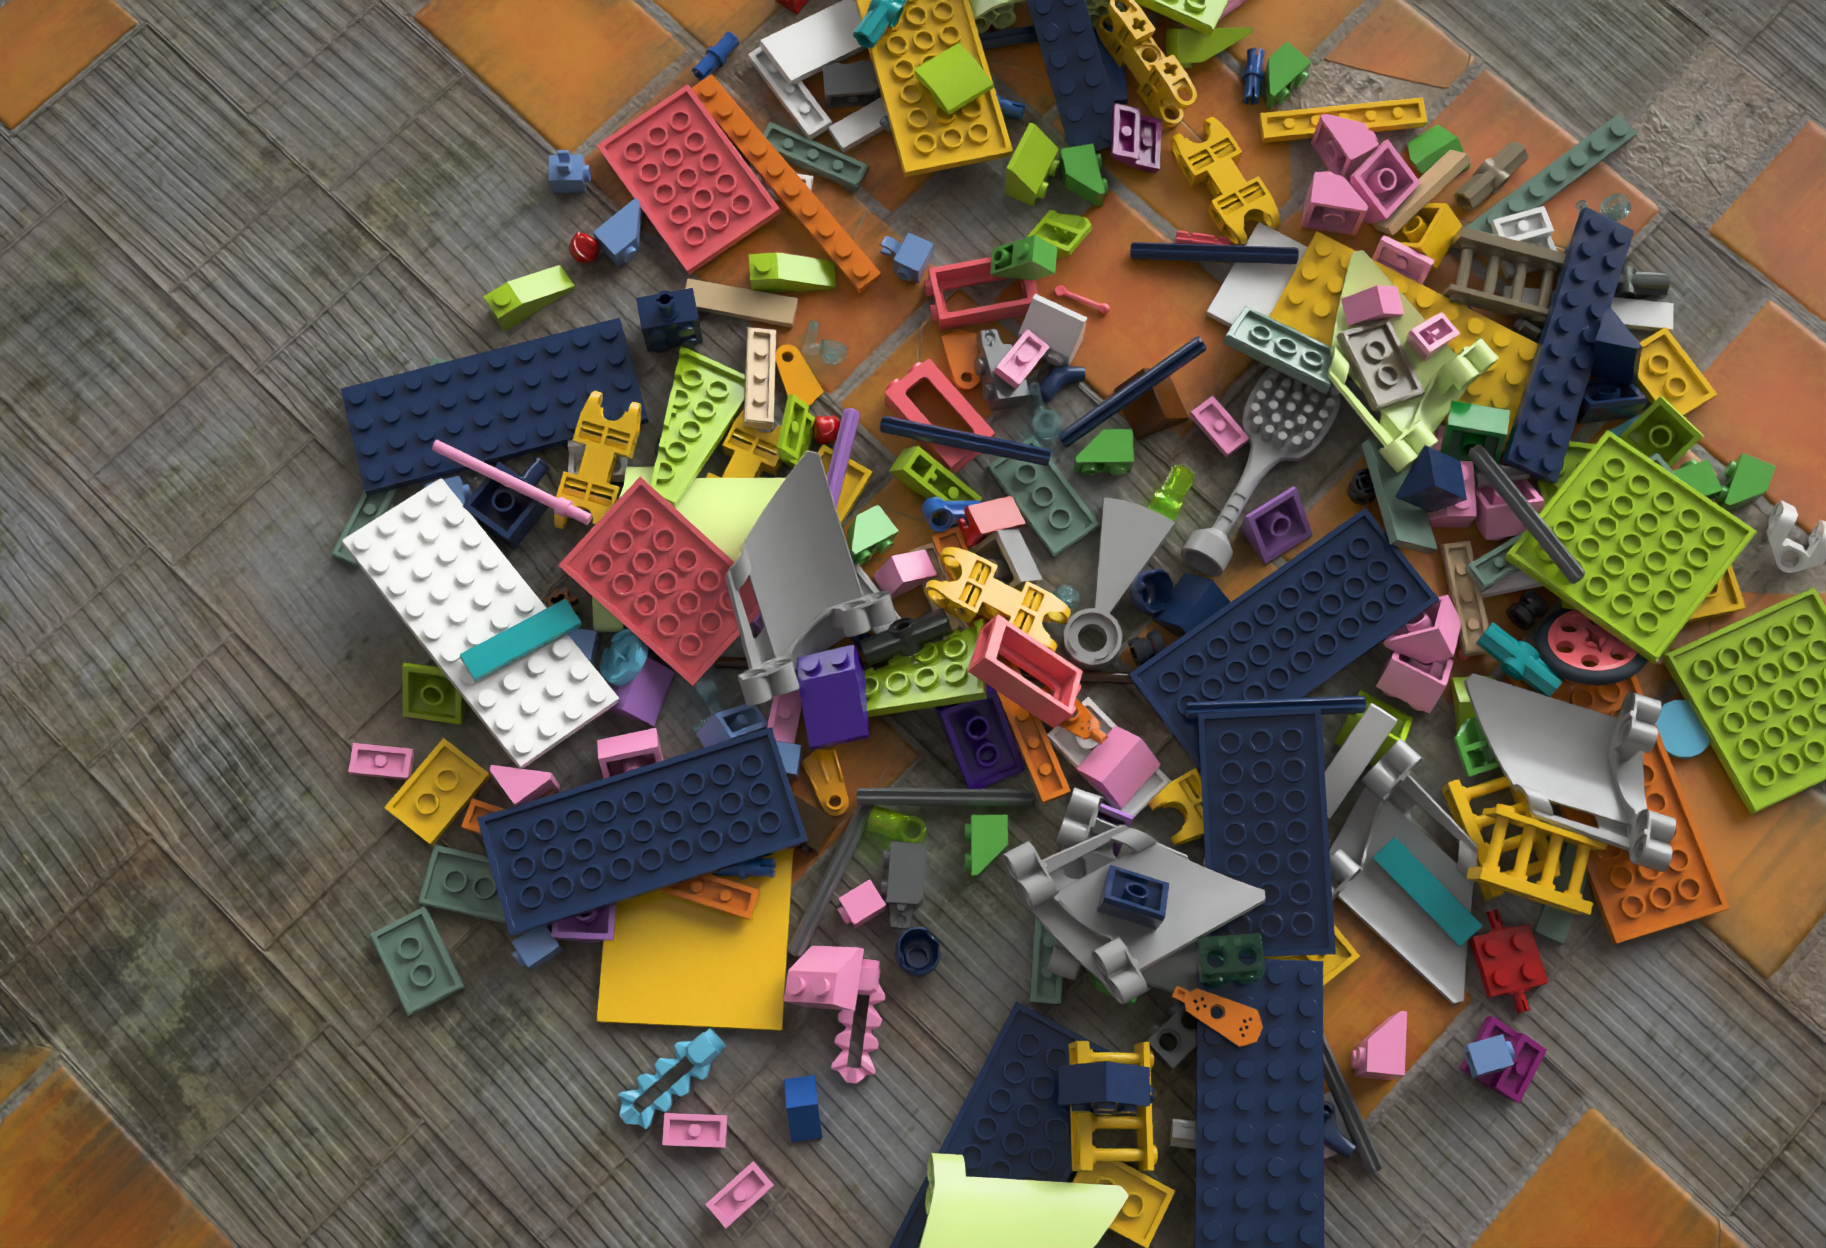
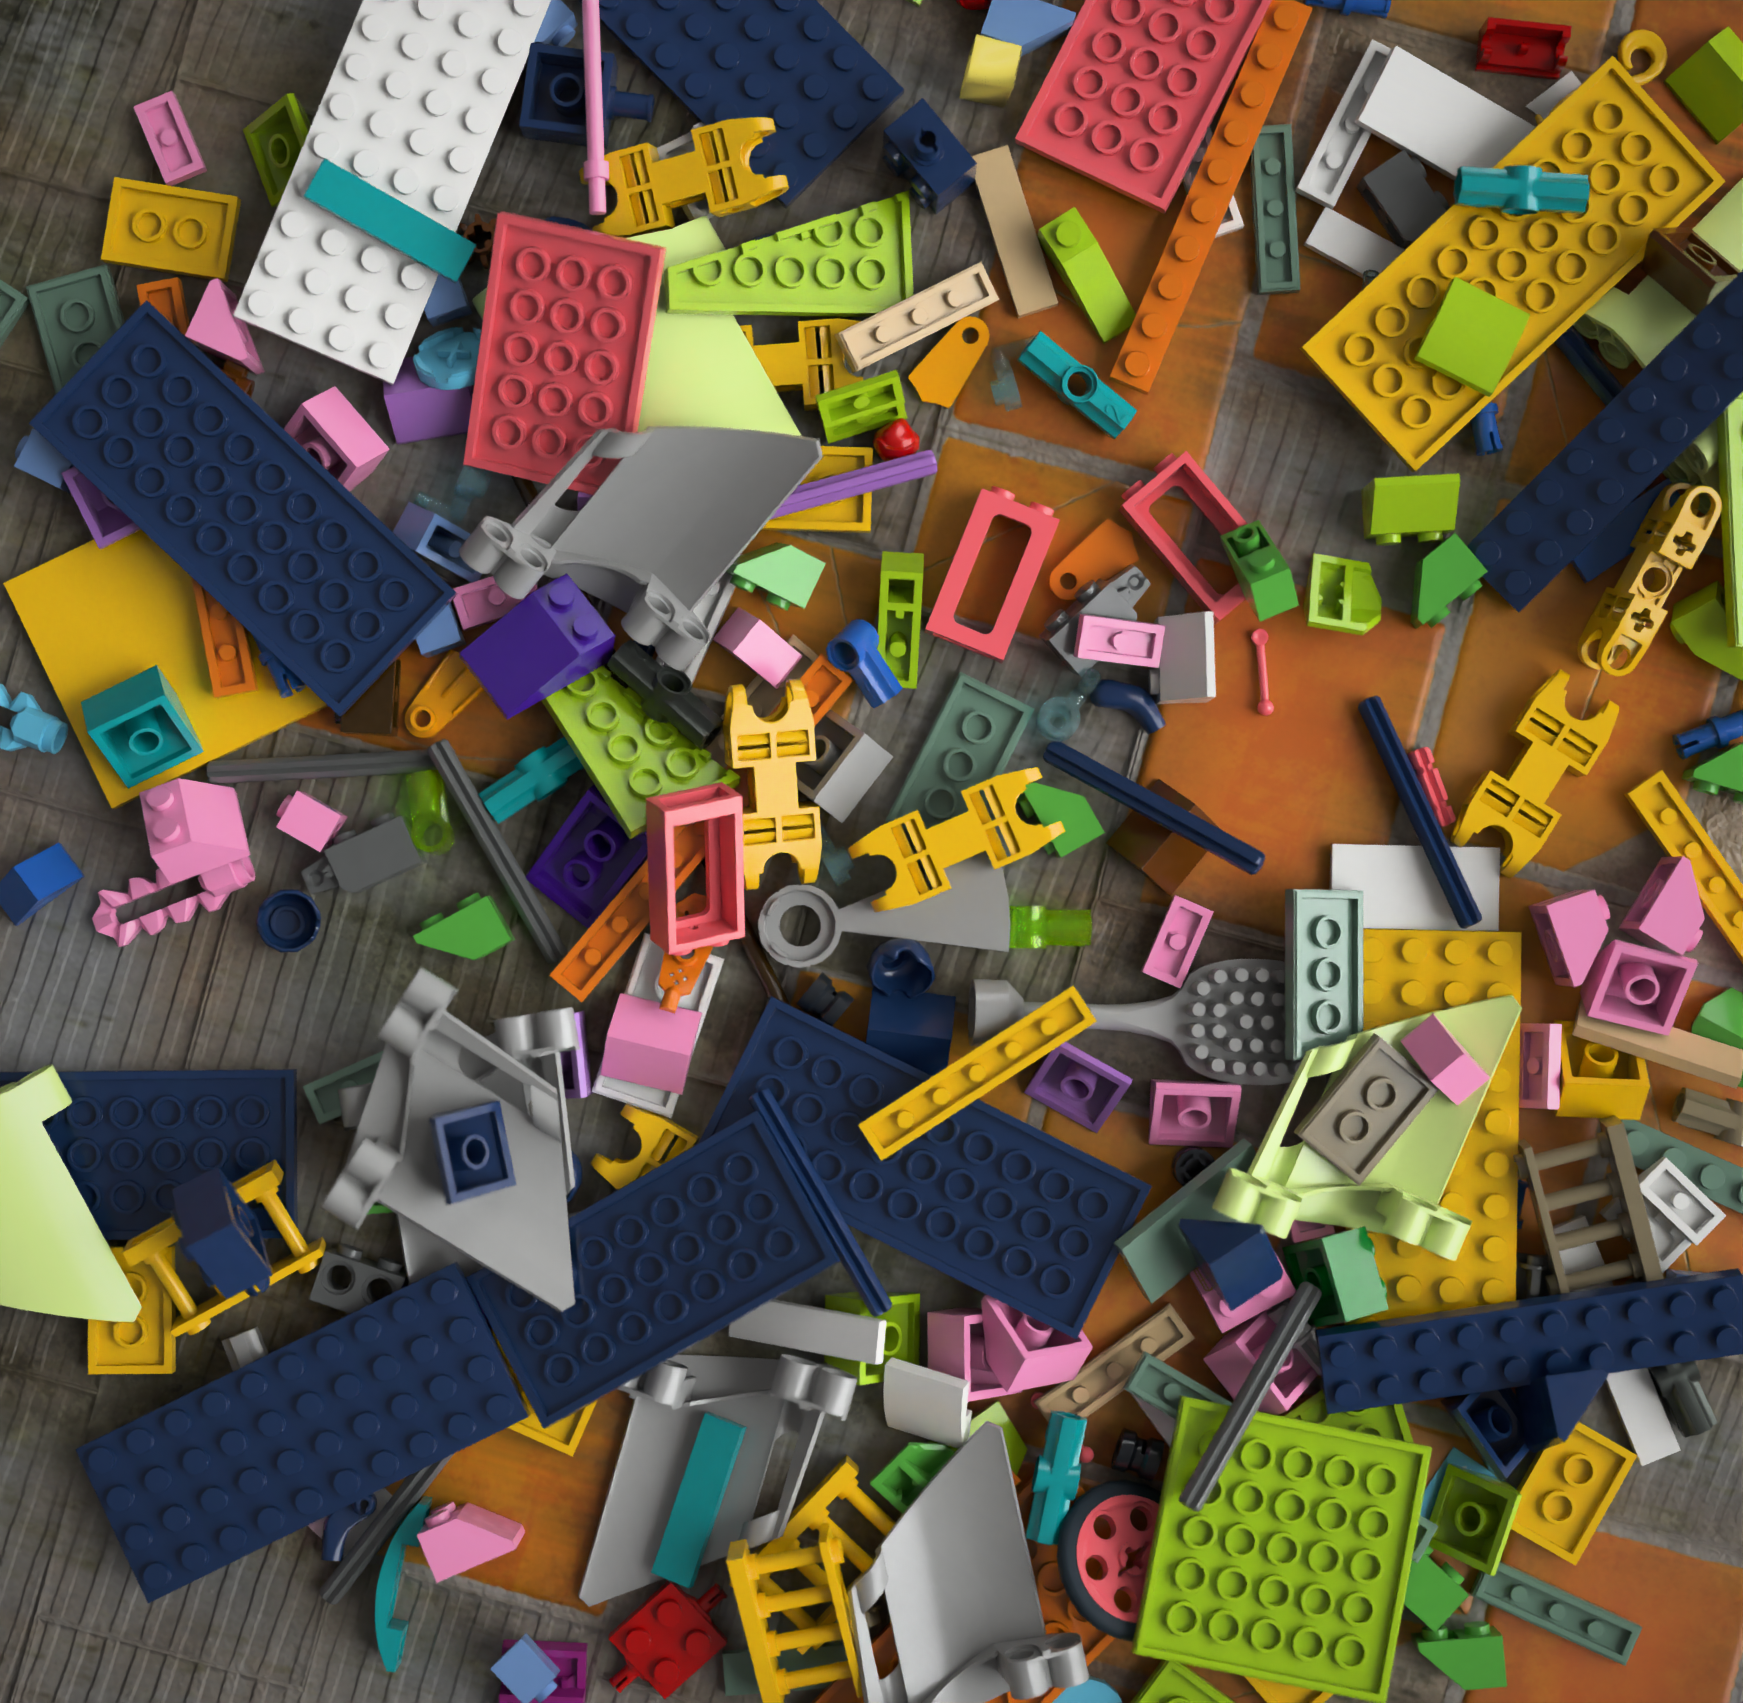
camera: 65 degrees right, 15 degrees up
(646, 258) = (990, 71): none -> light yellow piece
(741, 976) = (141, 726): none -> teal slope
(838, 317) = (1055, 367): none -> teal piece
(910, 257) = (1196, 418): medium blue brick -> none
(911, 749) = (532, 780): none -> teal piece
(965, 440) = (968, 628): dark blue axle -> none
(988, 517) = (880, 717): hinge -> none
(1089, 535) = (955, 839): none -> yellow piece
(1136, 138) = (1530, 623): magenta slope -> none
(1228, 950) = (472, 1299): clear green brick -> none
(1232, 1016) = (387, 1341): orange piece -> none
(1243, 571) = (977, 1073): none -> yellow plate
(1329, 470) = (1193, 1113): none -> bright pink slope
(1420, 1138) = (392, 1632): none -> teal slope
(1431, 336) = (1442, 1158): bright pink slope -> none
(1435, 713) = (926, 1403): none -> white slope
(1740, 421) = (1558, 1611): none -> sand green tile

